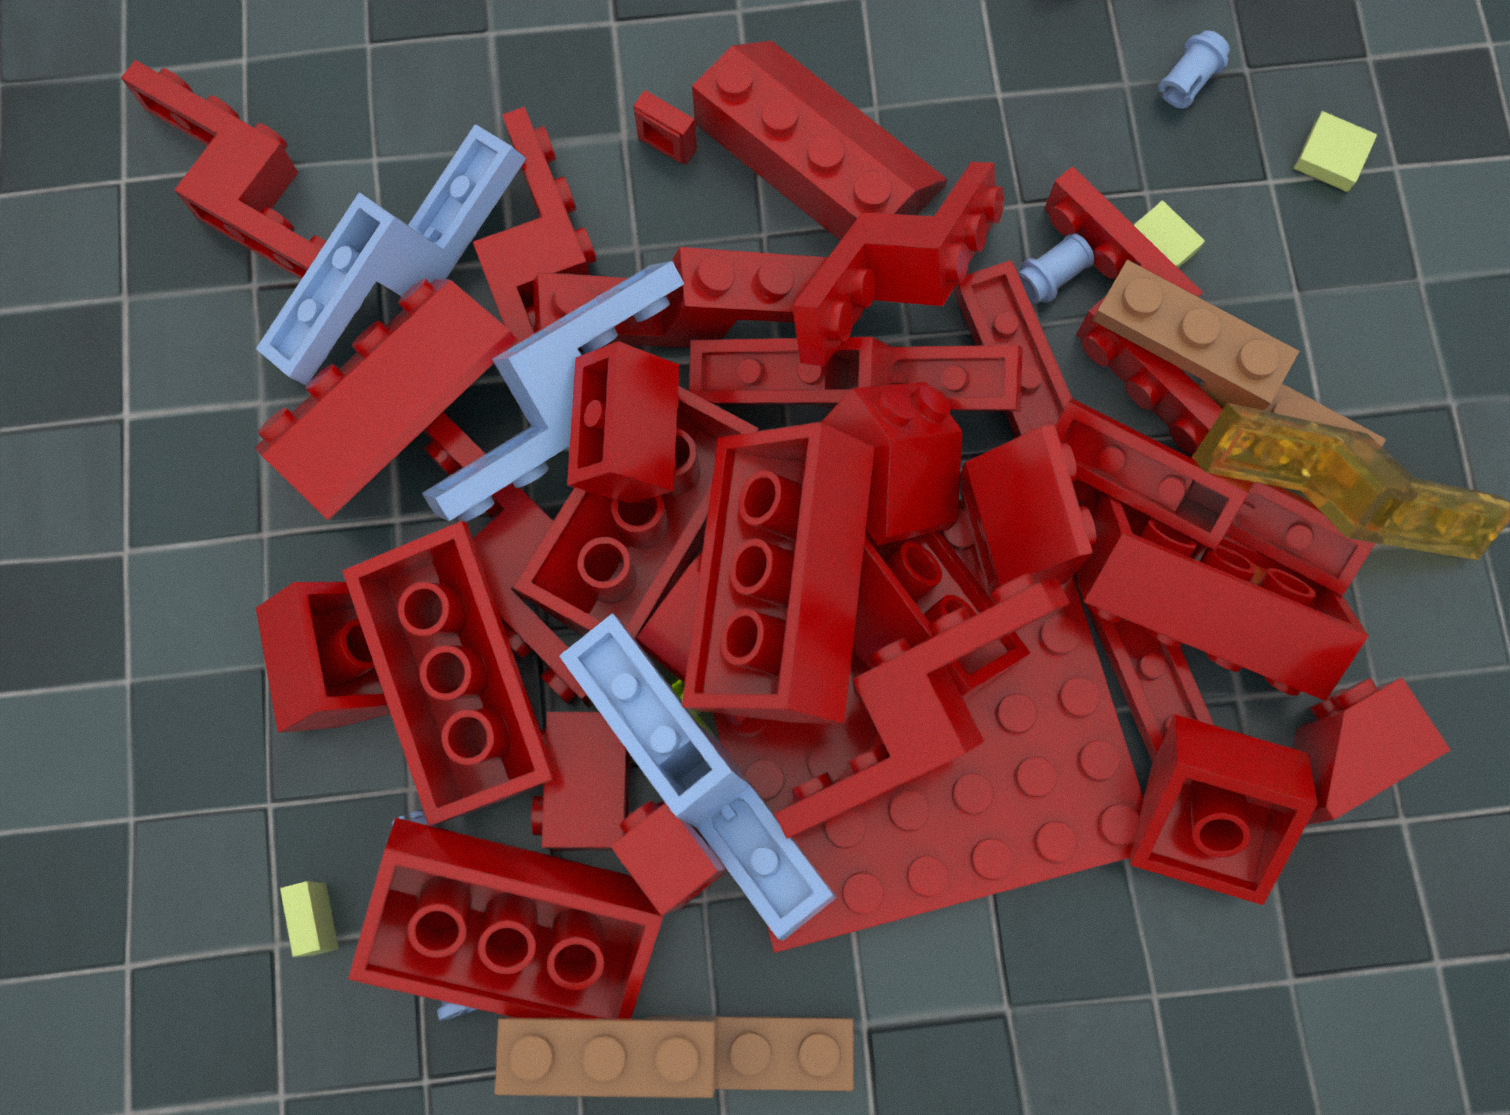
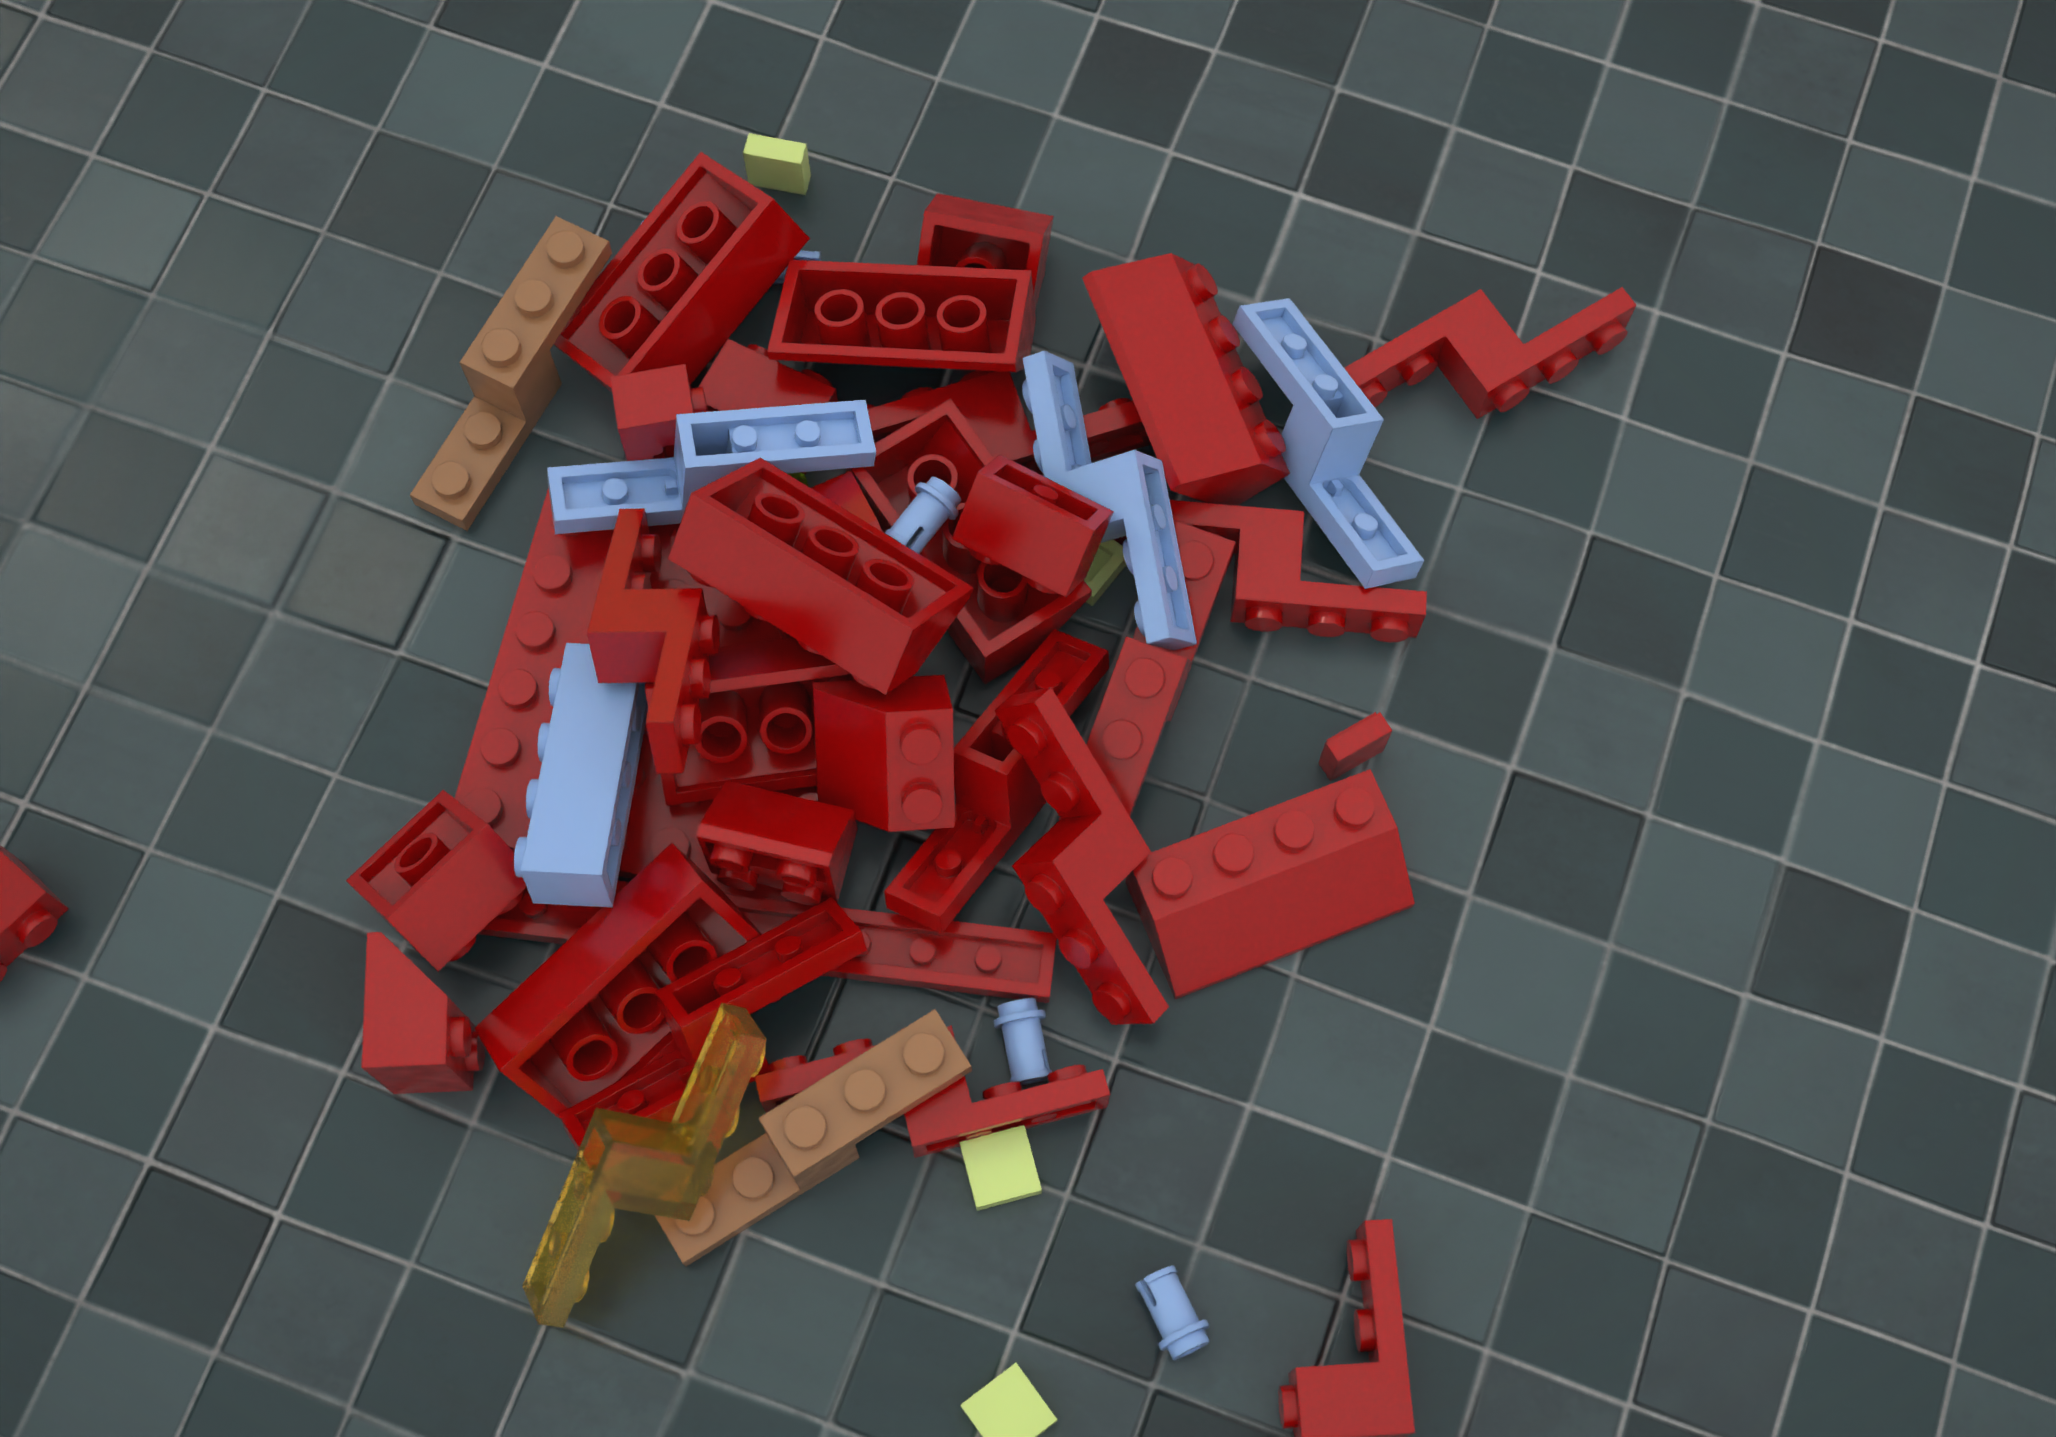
camera: 115 degrees right, 5 degrees down
(656, 537) = (925, 514): none -> light blue pin
(1075, 711) = (583, 786): none -> light blue brick

